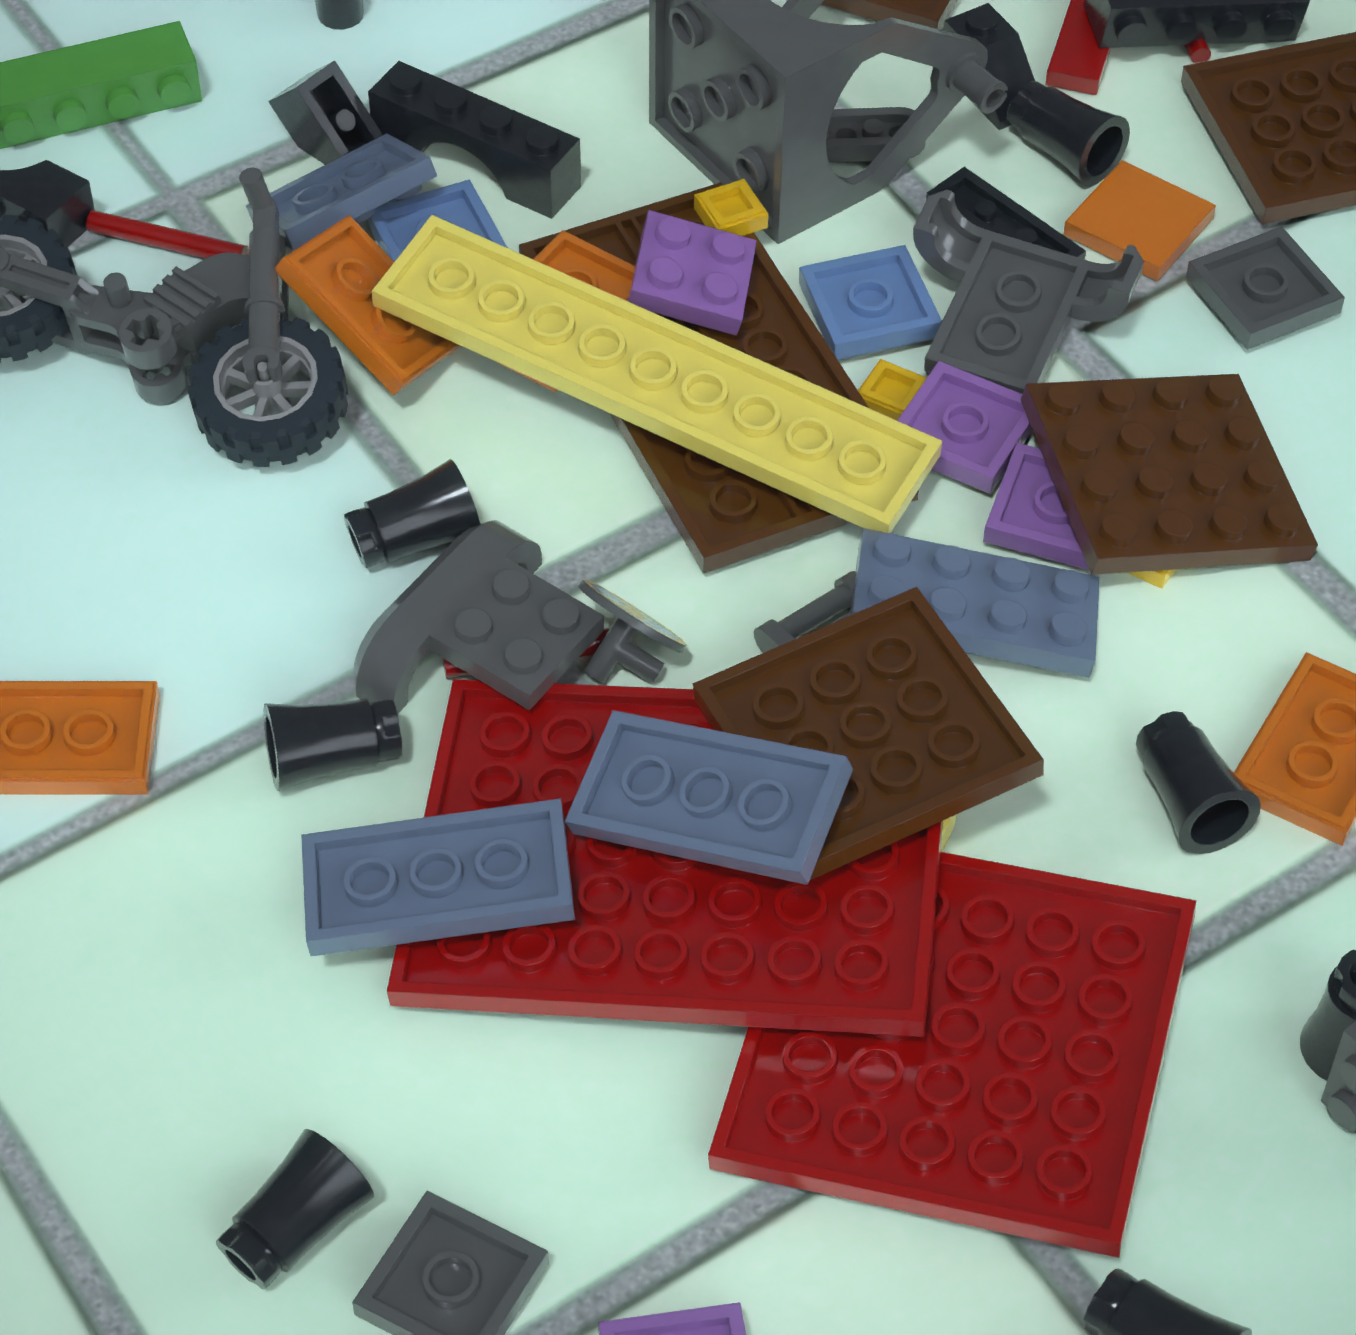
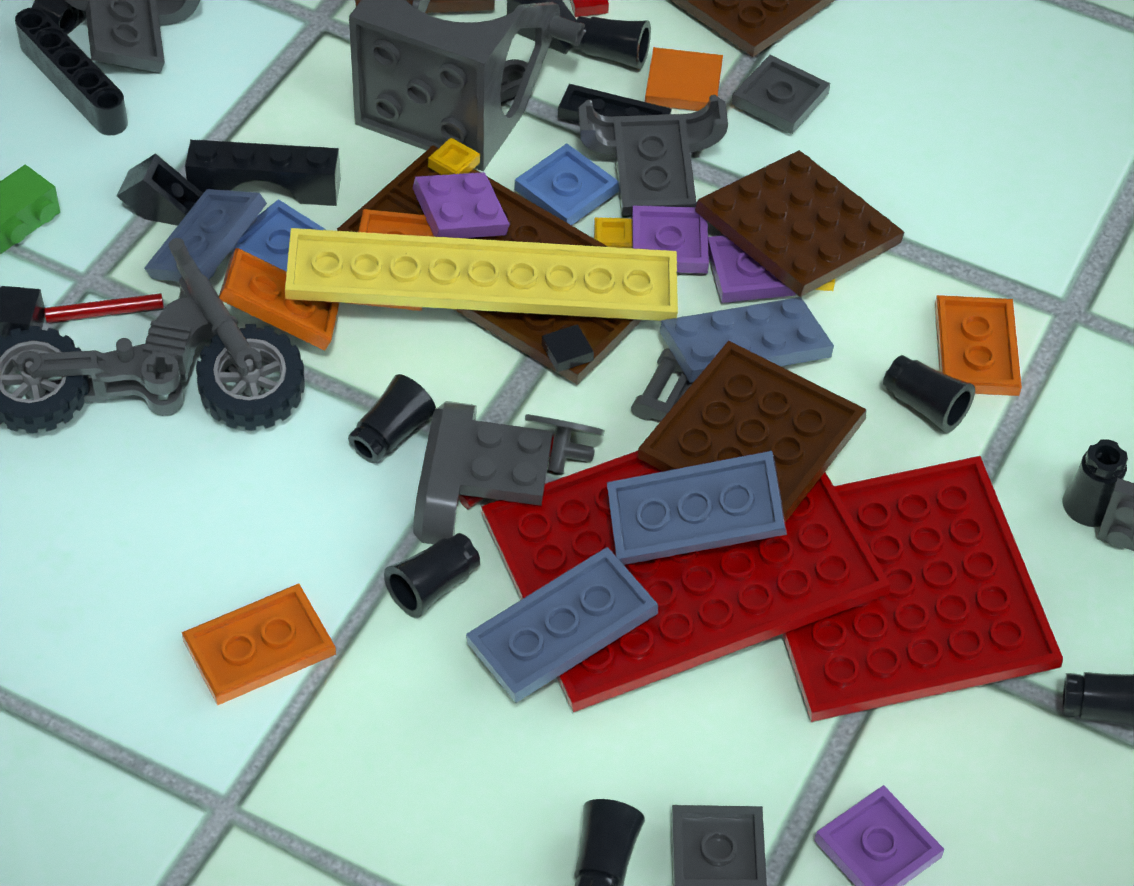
camera: 30 degrees left, 0 degrees up
(709, 515) = (567, 348): none -> black tile

